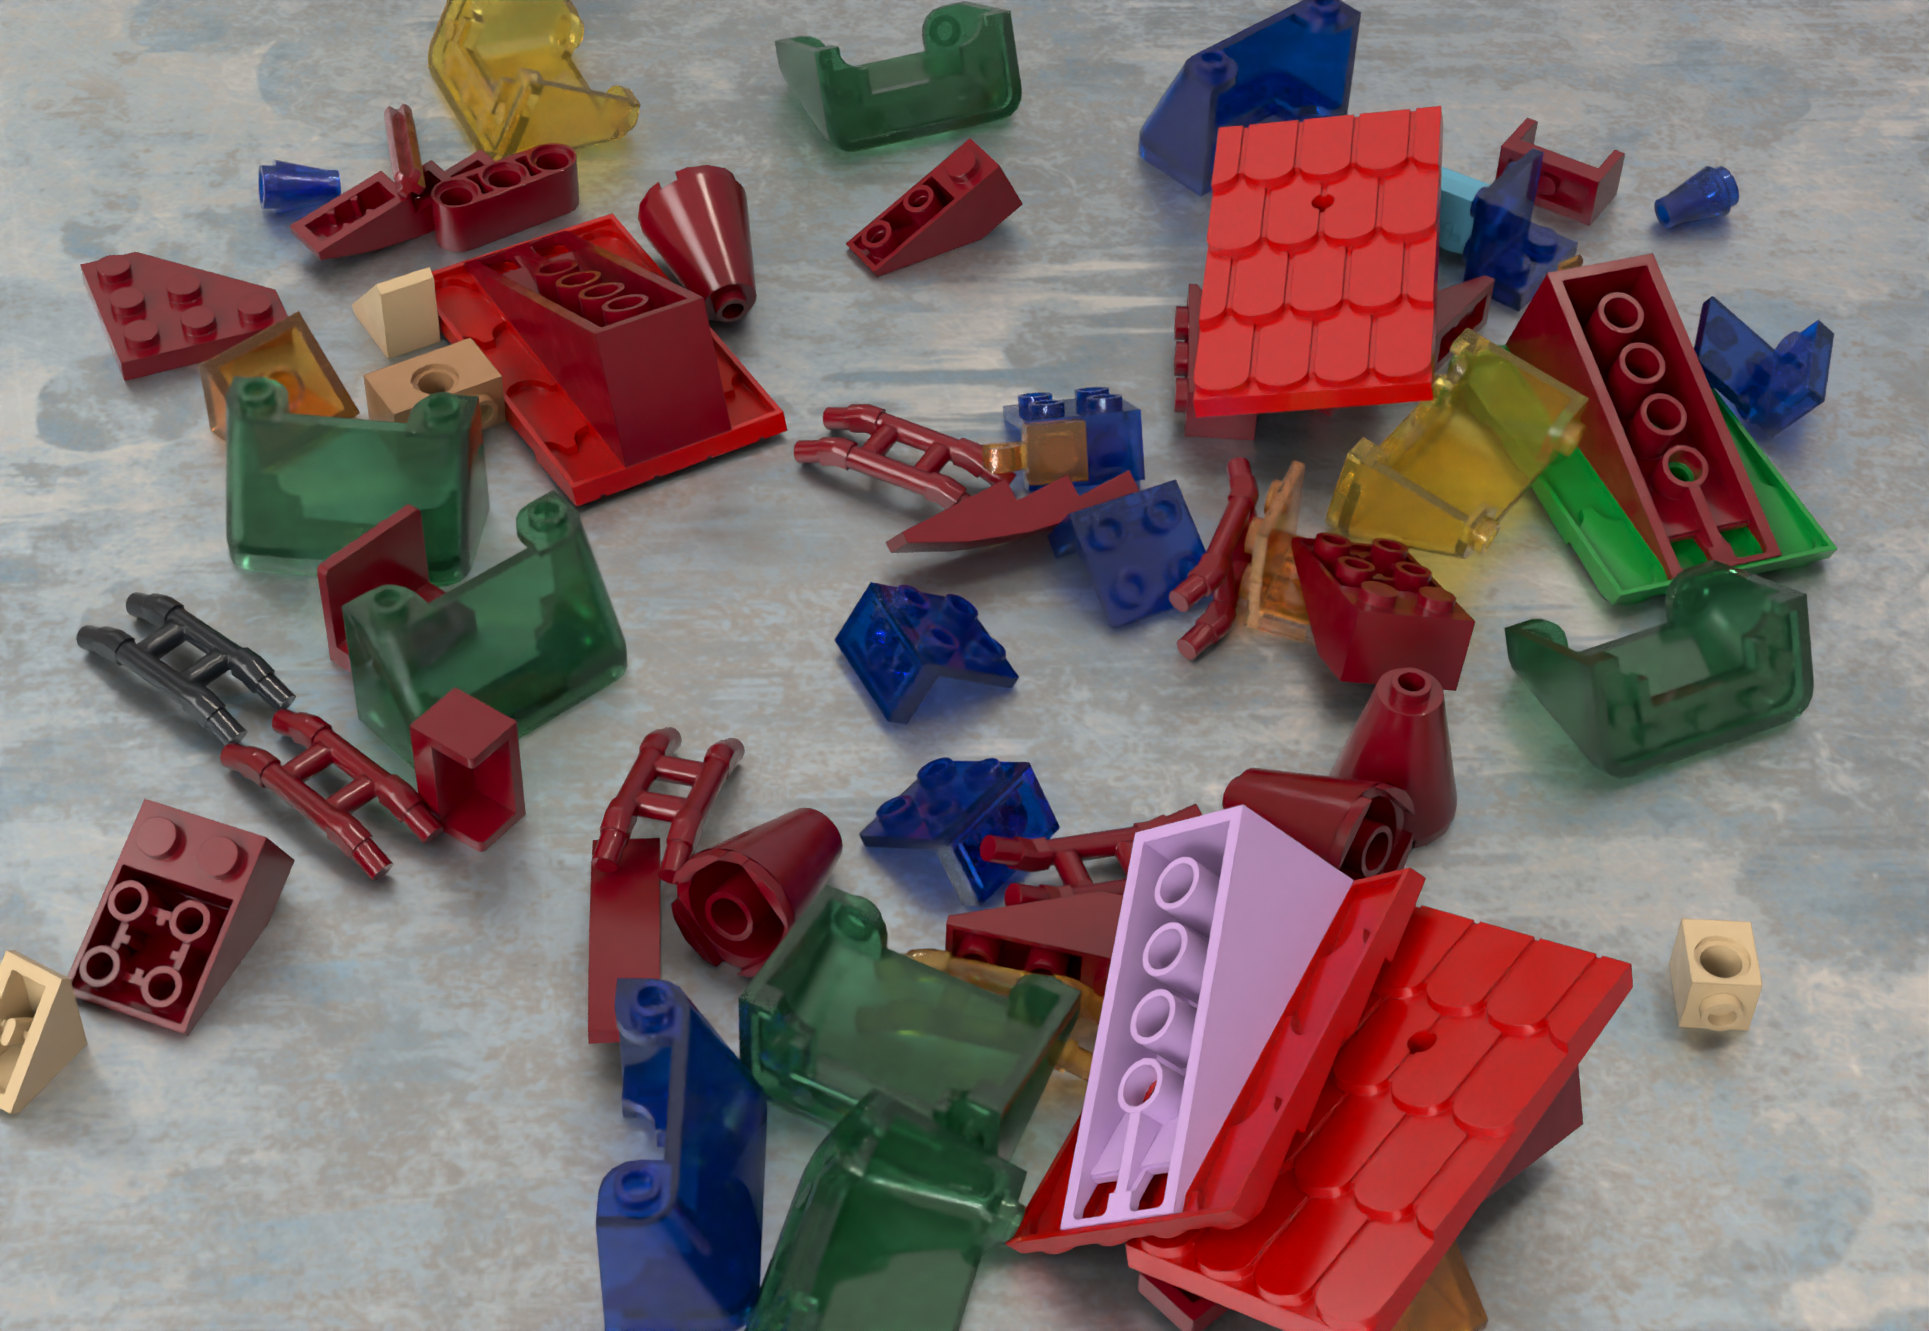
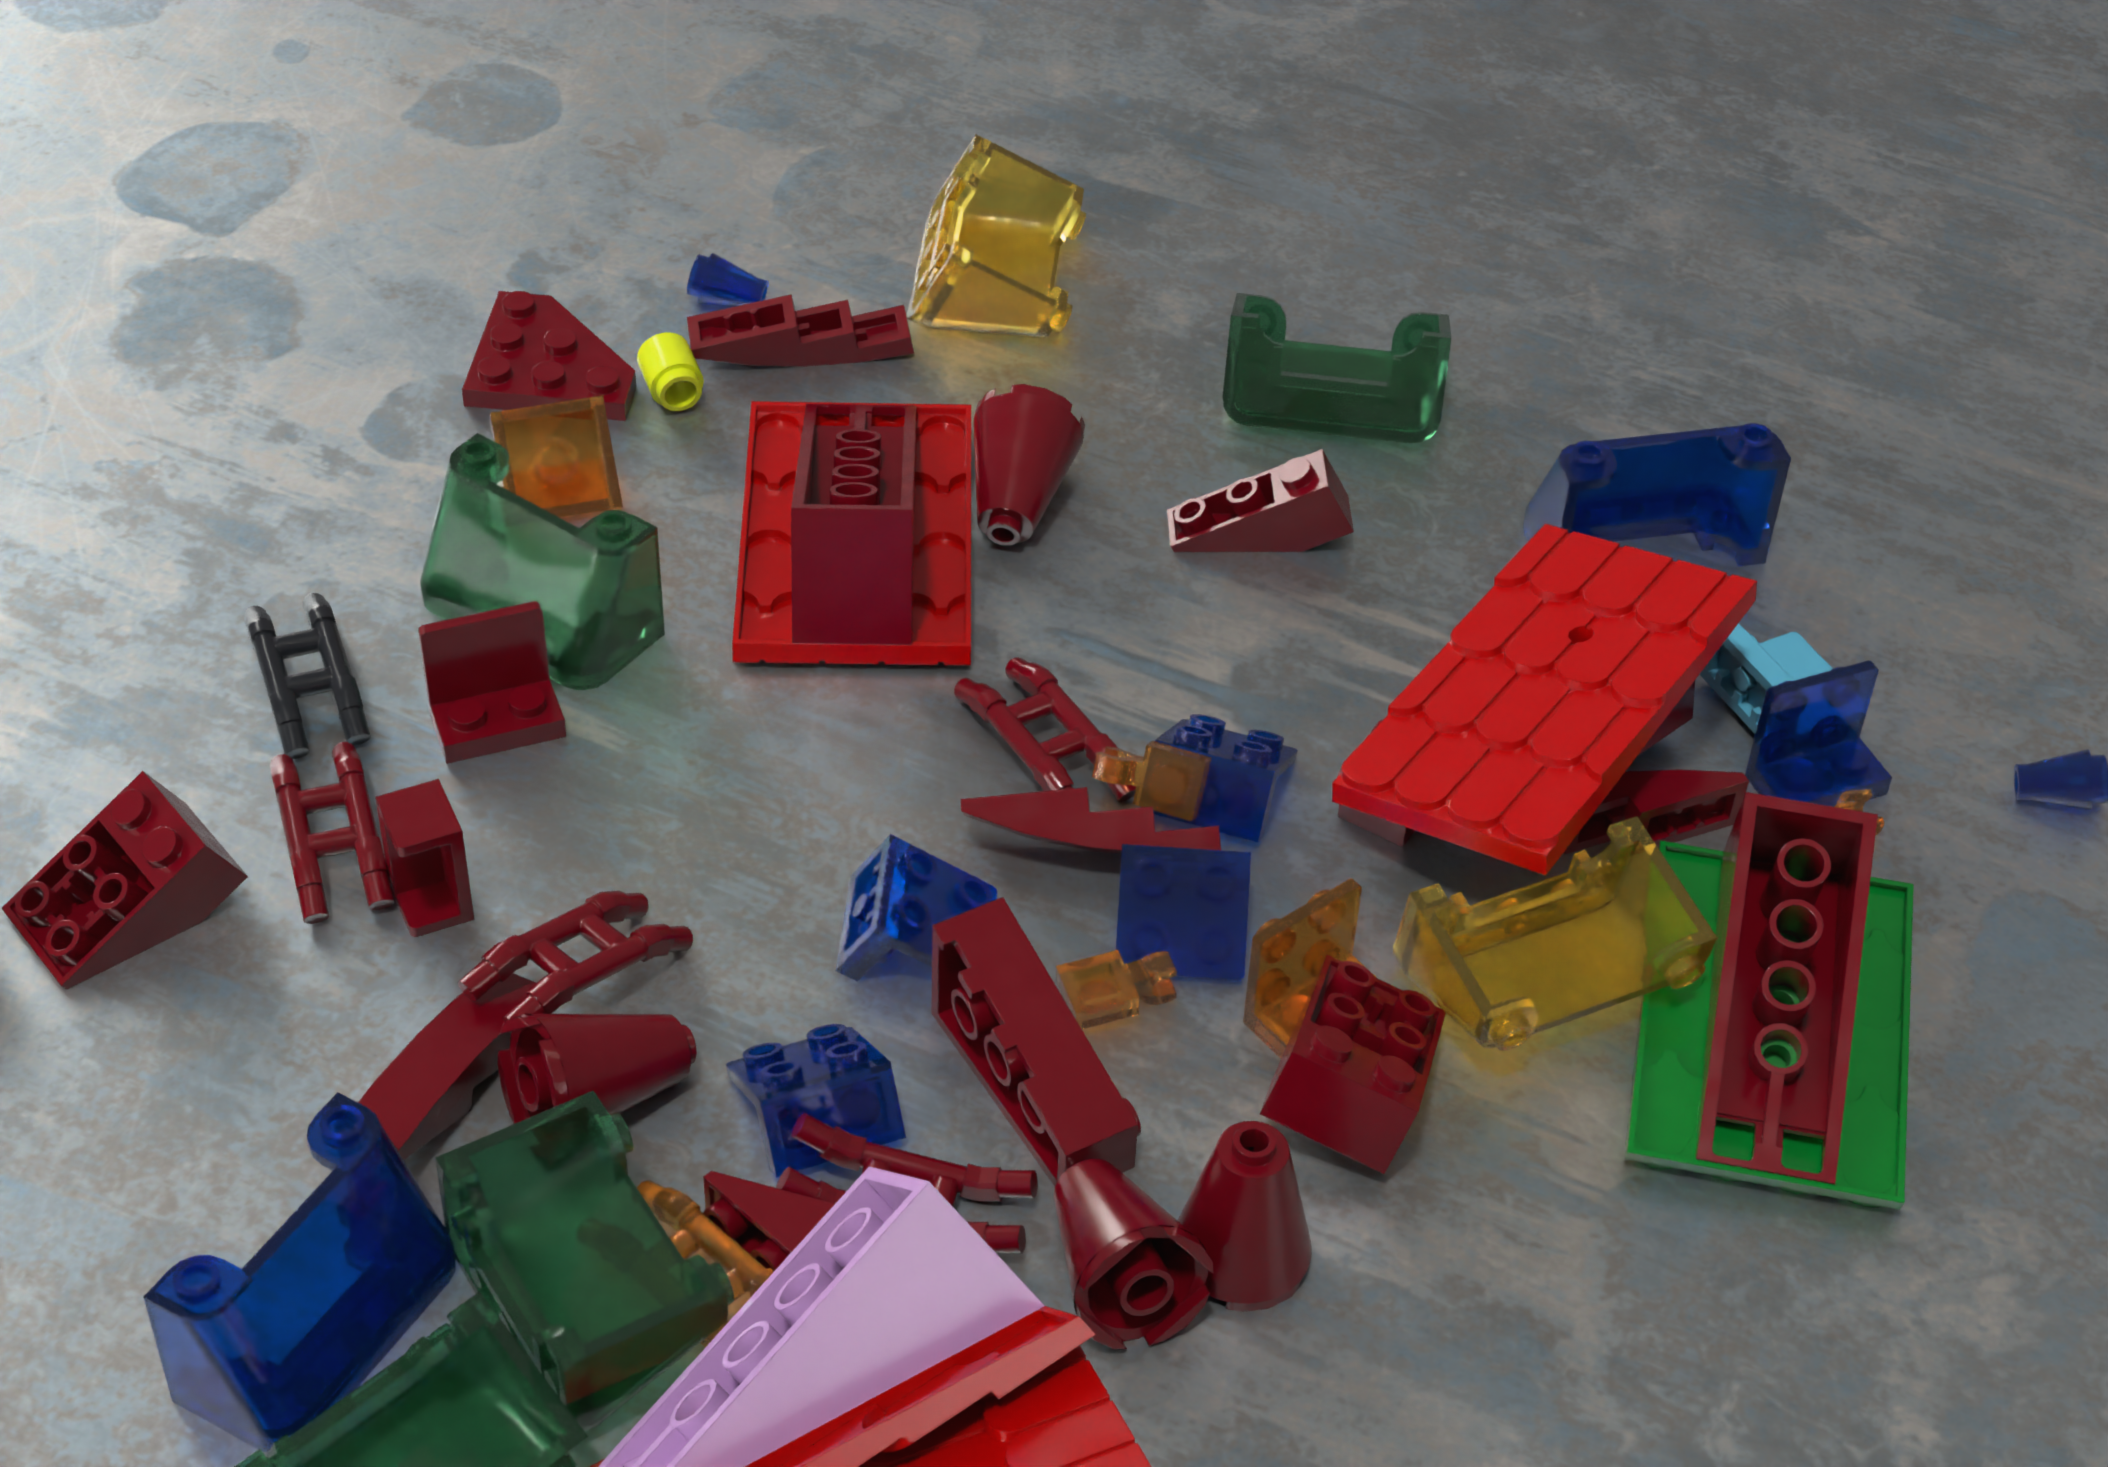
camera: 30 degrees right, 0 degrees up
(313, 278) = (670, 371): none -> neon yellow brick
(401, 313) = (716, 431): tan slope -> none
(404, 151) = (828, 283): dark red axle -> none
(450, 369) = (693, 512): medium nougat brick -> none
(505, 197) = (890, 356): dark red beam -> none
(516, 637) = (542, 758): clear green windscreen -> none
(1113, 706) = (1026, 1043): none -> dark red wedge
(1128, 641) = (1108, 990): none -> clear orange plate
(1221, 566) = (1227, 952): dark red piece -> none
(1565, 183) = (1923, 706): dark red panel -> none
(1711, 675) = (1605, 1266): clear green windscreen -> none
(1763, 382) = (1963, 979): clear blue bracket -> none

